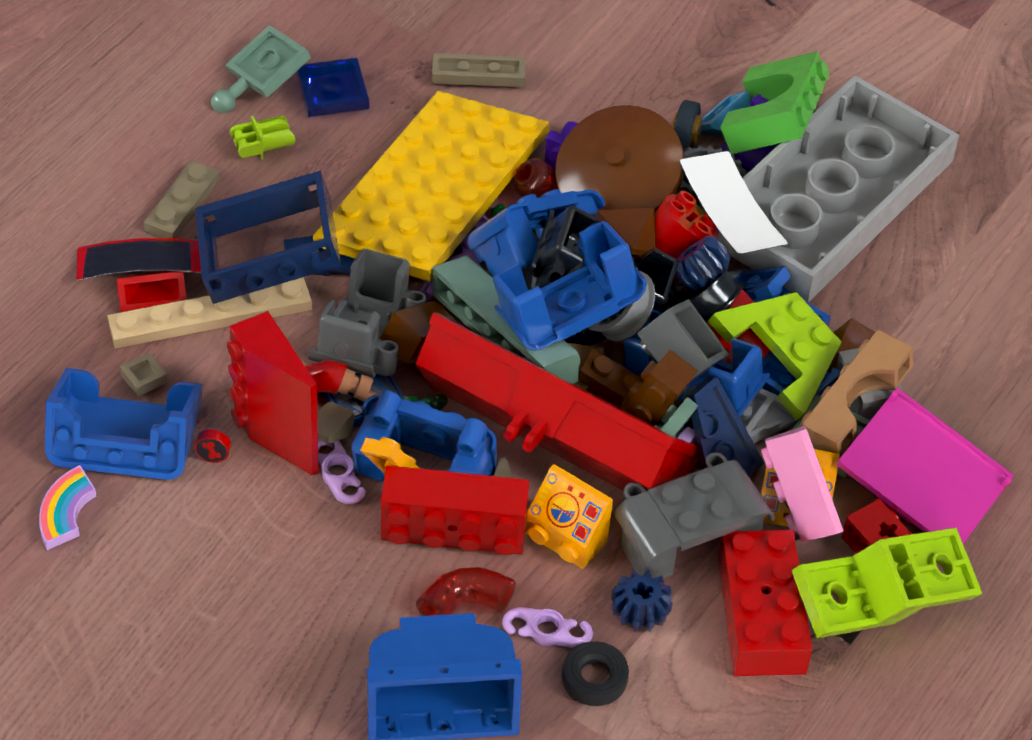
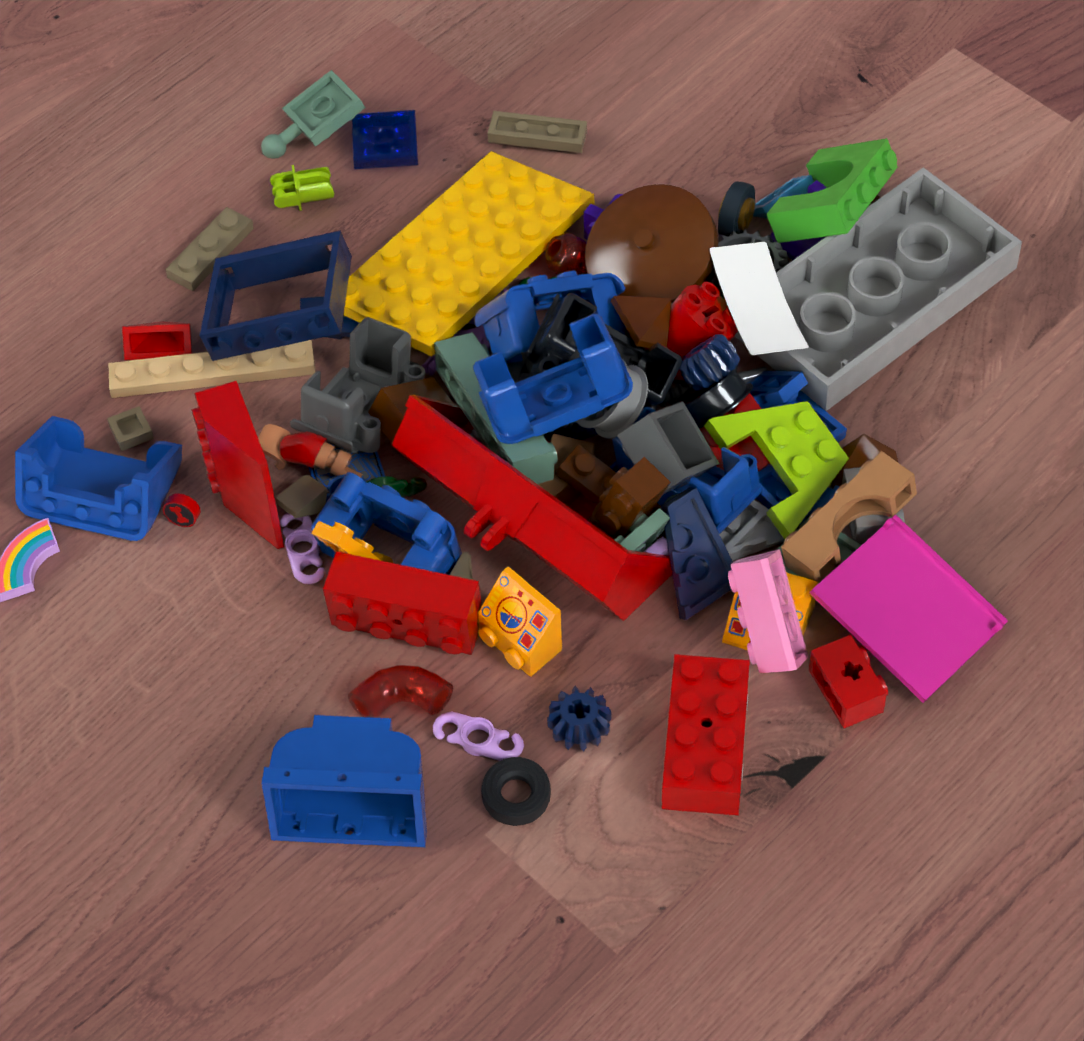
camera: 15 degrees right, 5 degrees up
(138, 255) = (149, 303): black sticker -> none
(687, 514) = (643, 631): dark grey container -> none
(886, 582) = (836, 727): lime bracket -> none

